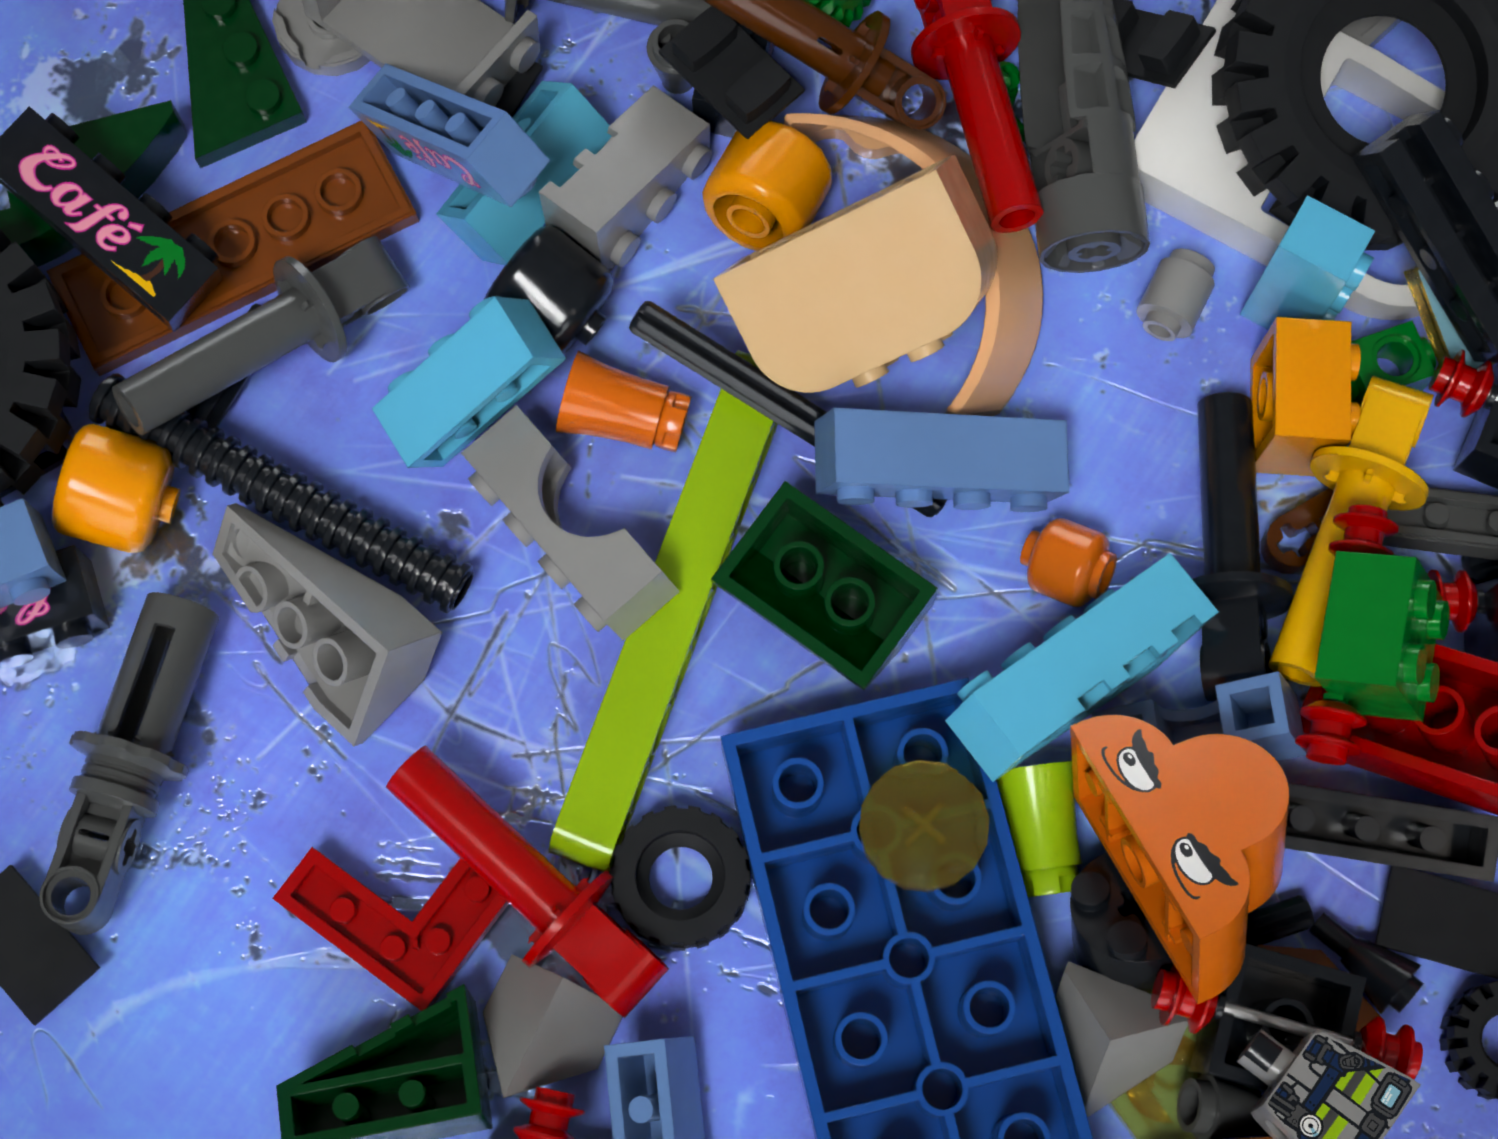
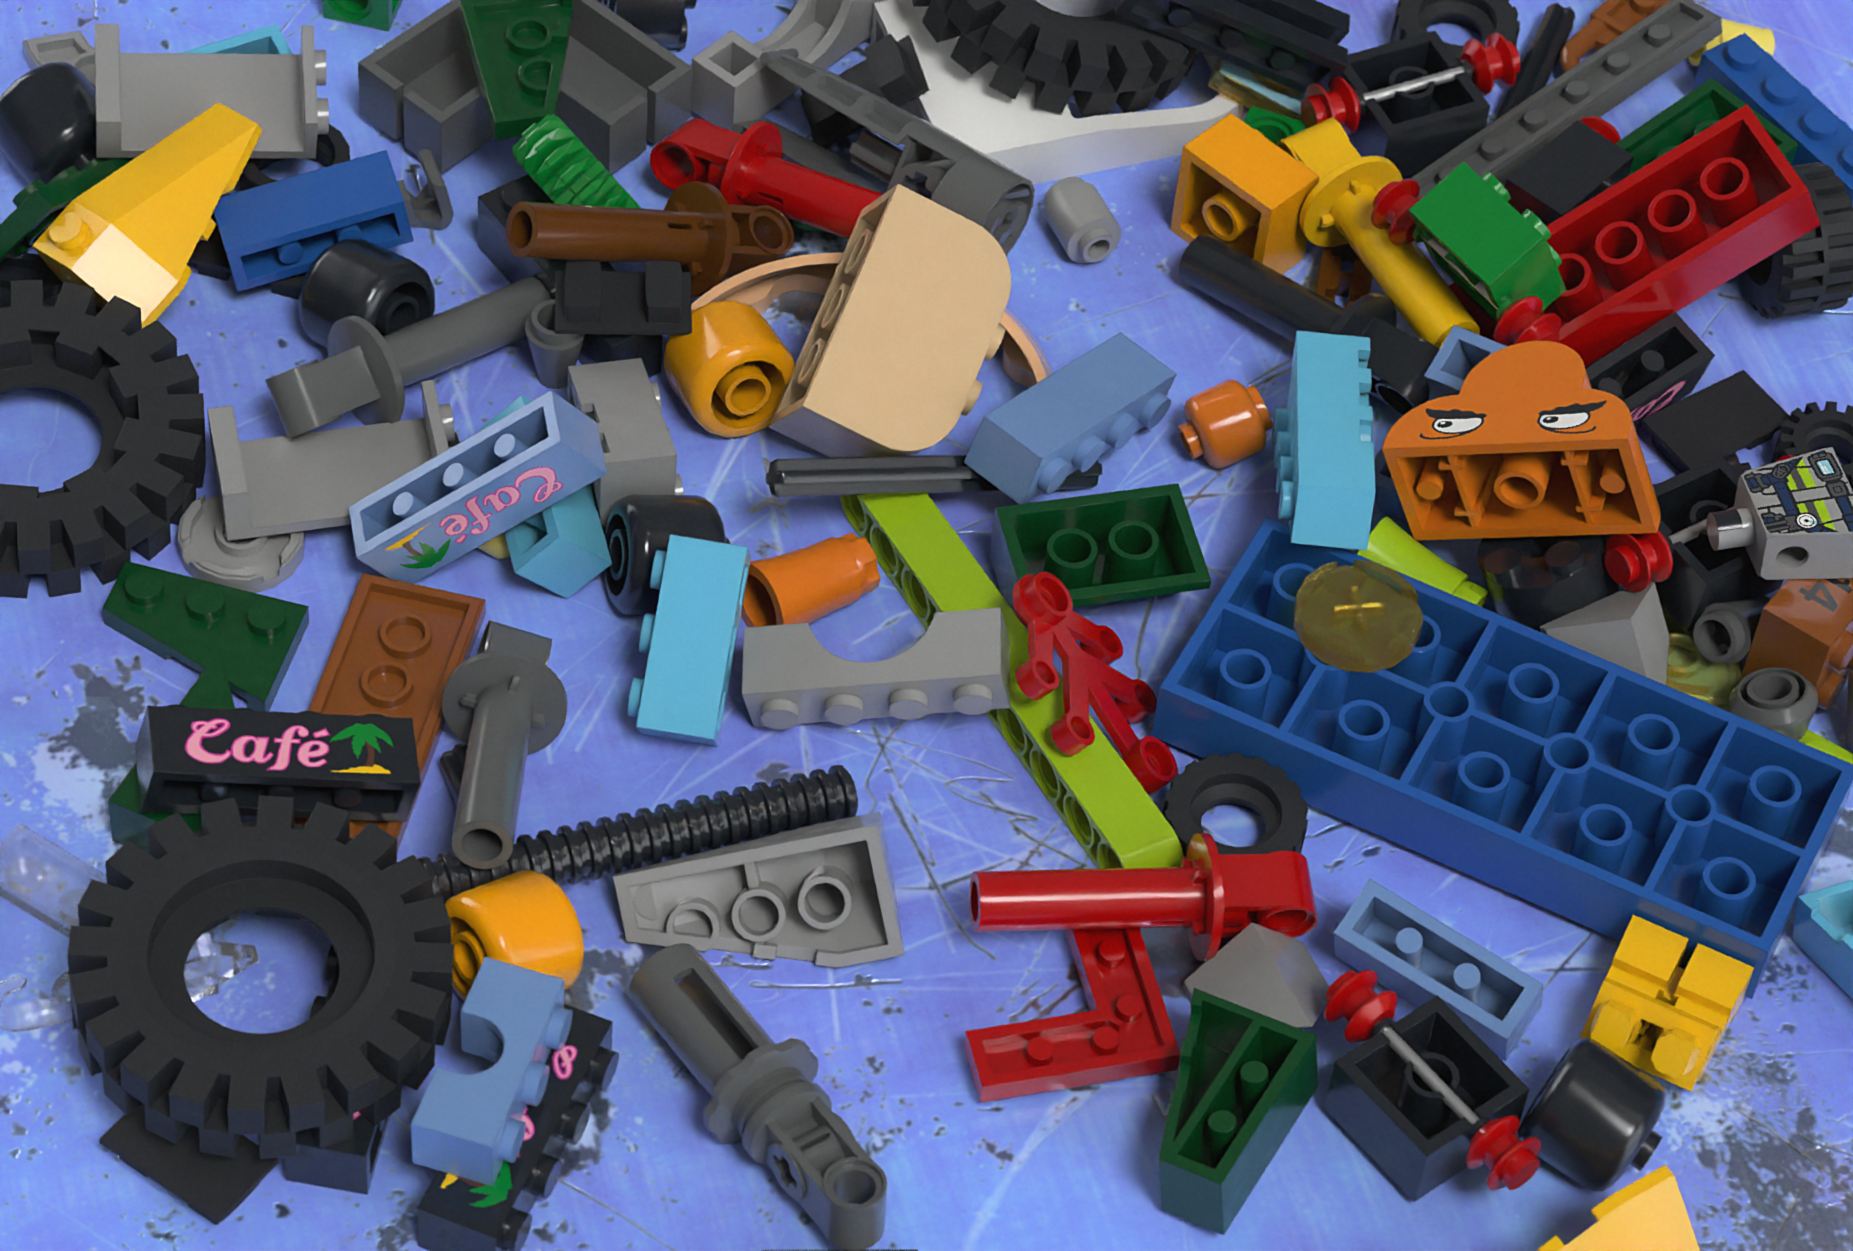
camera: 55 degrees left, 25 degrees down
(689, 671) = (1046, 610): none -> red plant
(1312, 267) = (1157, 113): medium azure brick -> none

